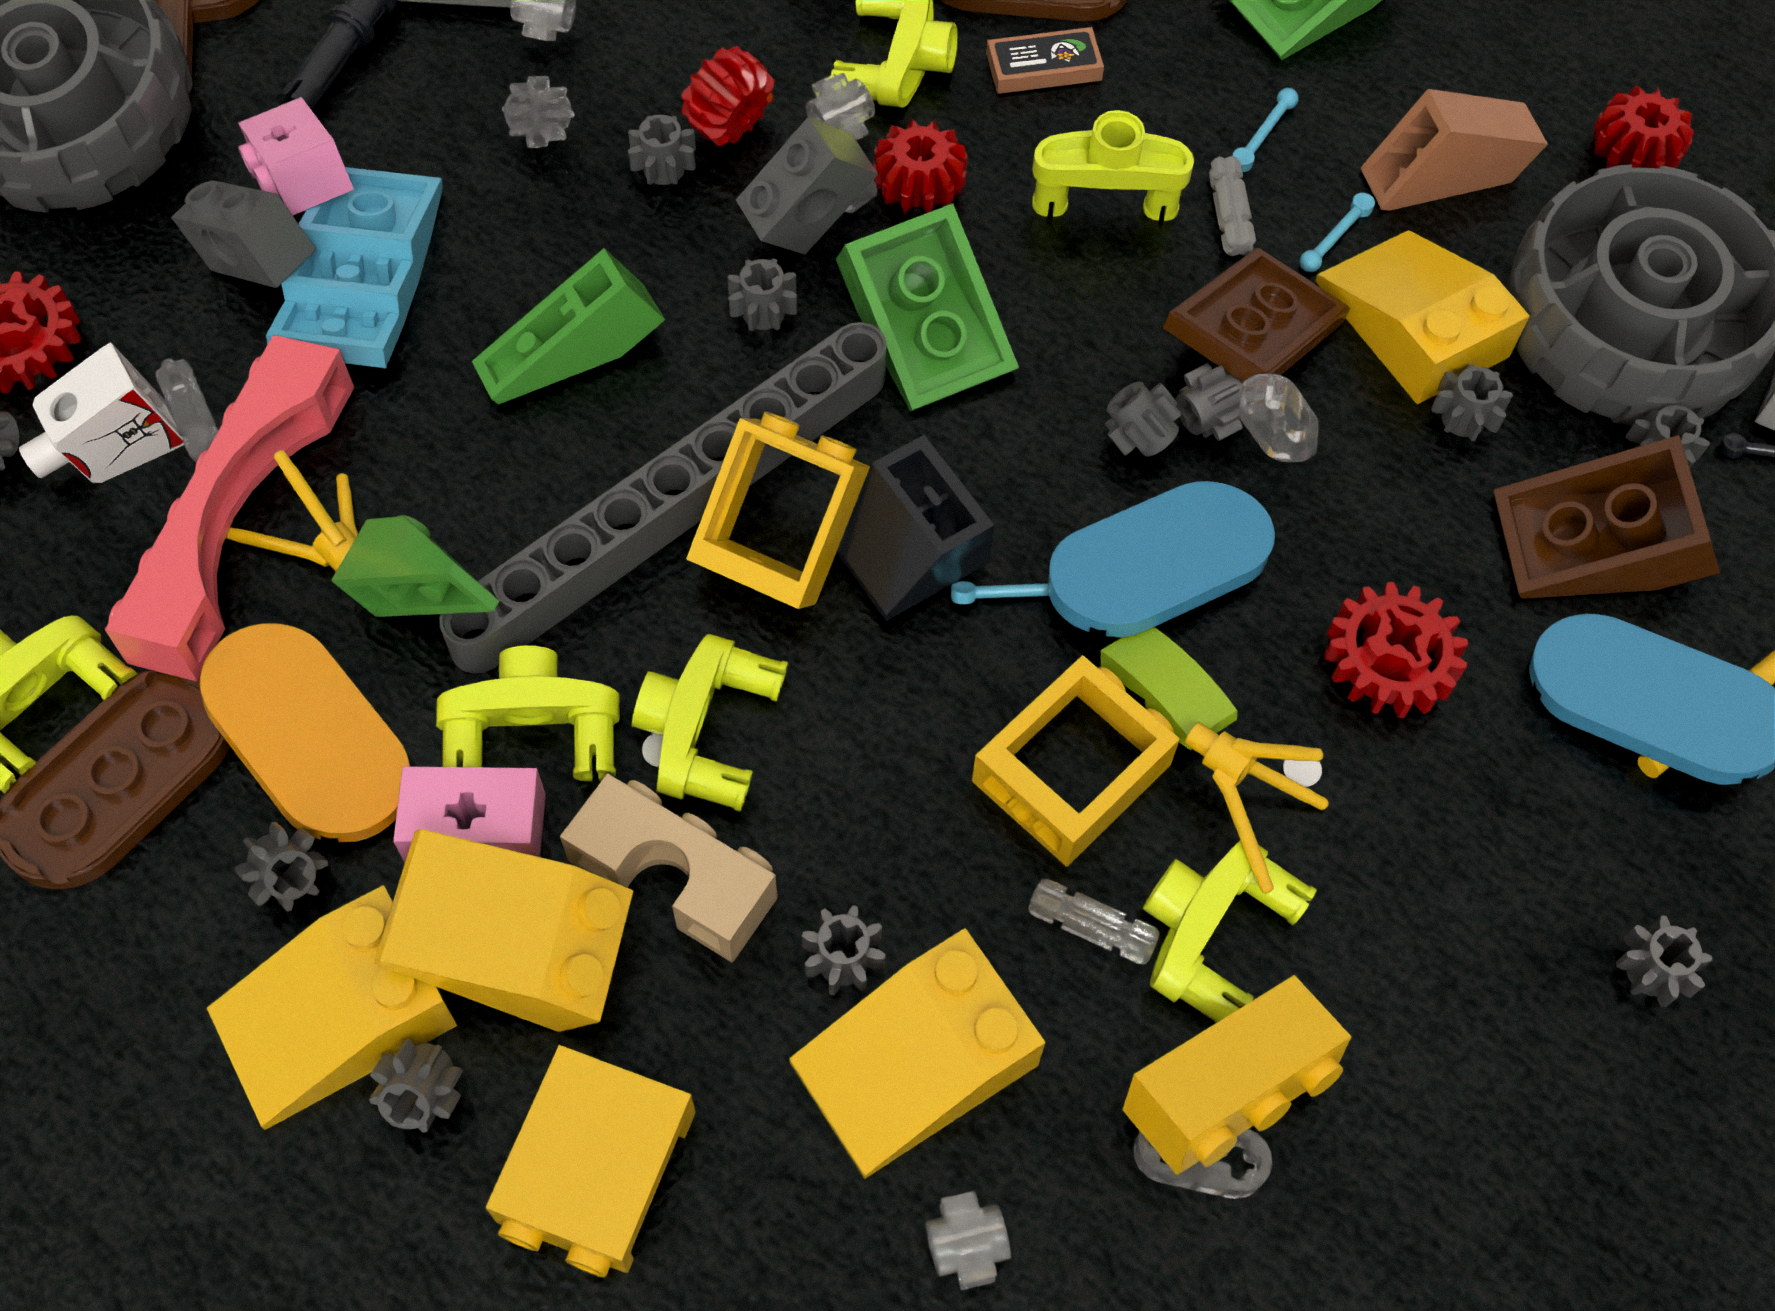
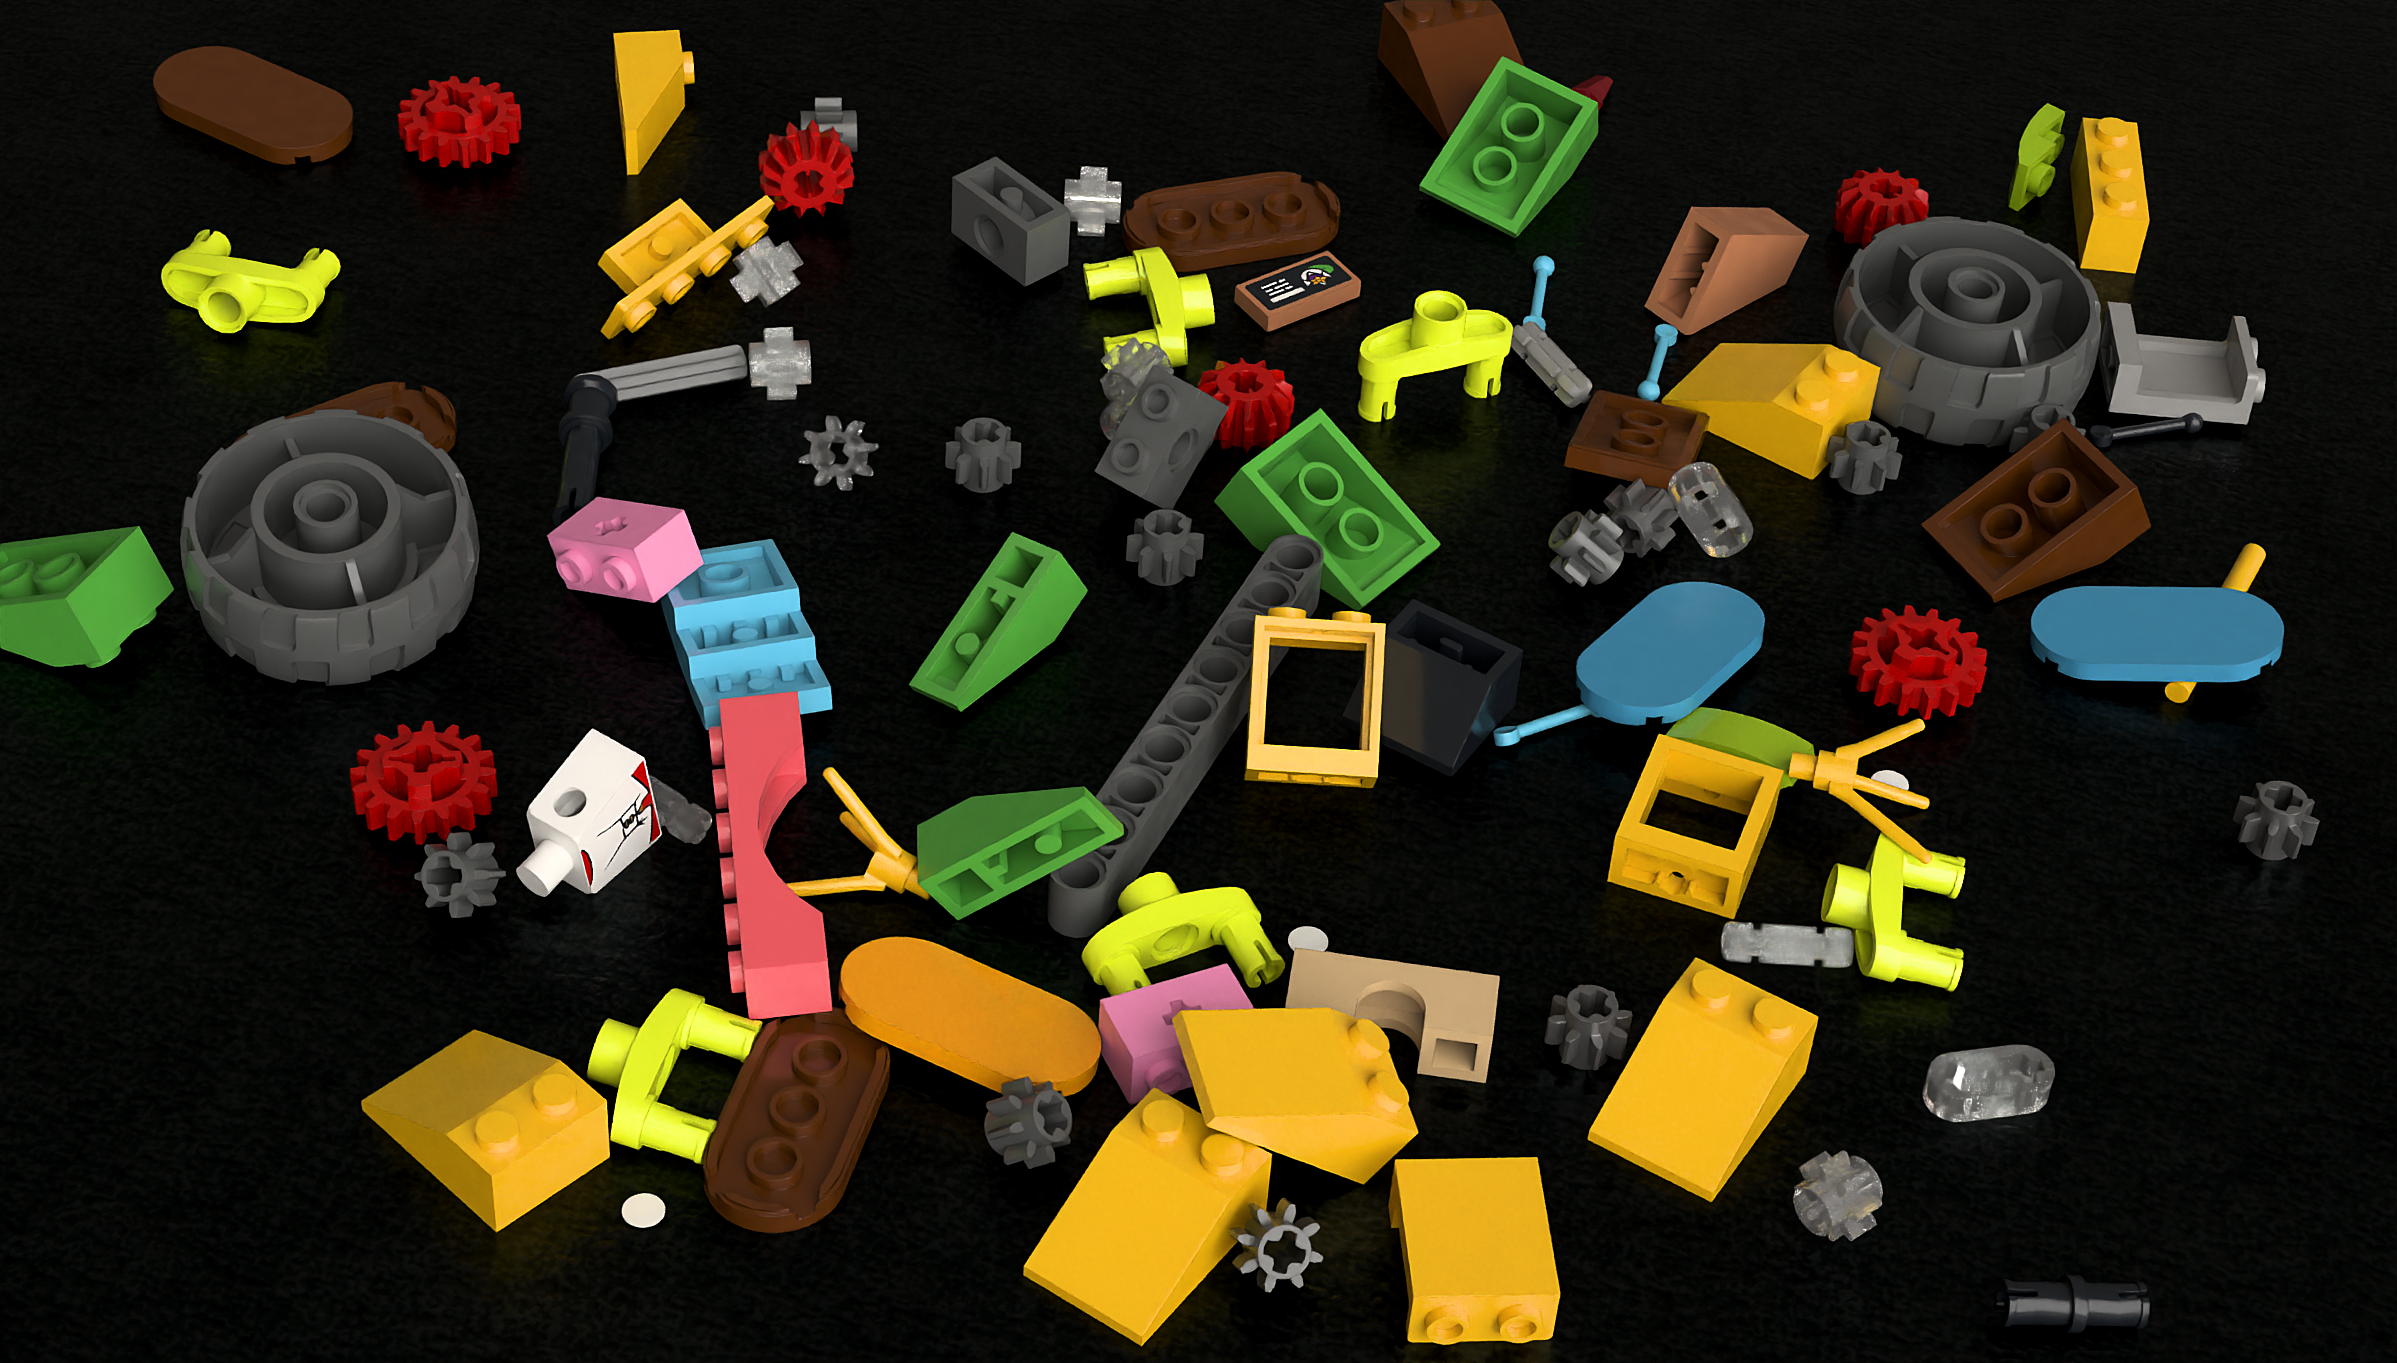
camera: 25 degrees left, 20 degrees down
(243, 232) = (624, 624): dark grey brick -> none
(679, 709) = (1320, 897): neon yellow connector -> none
(727, 95) = (1026, 387): red gear -> none
(1237, 1076) = (1987, 999): yellow brick -> none

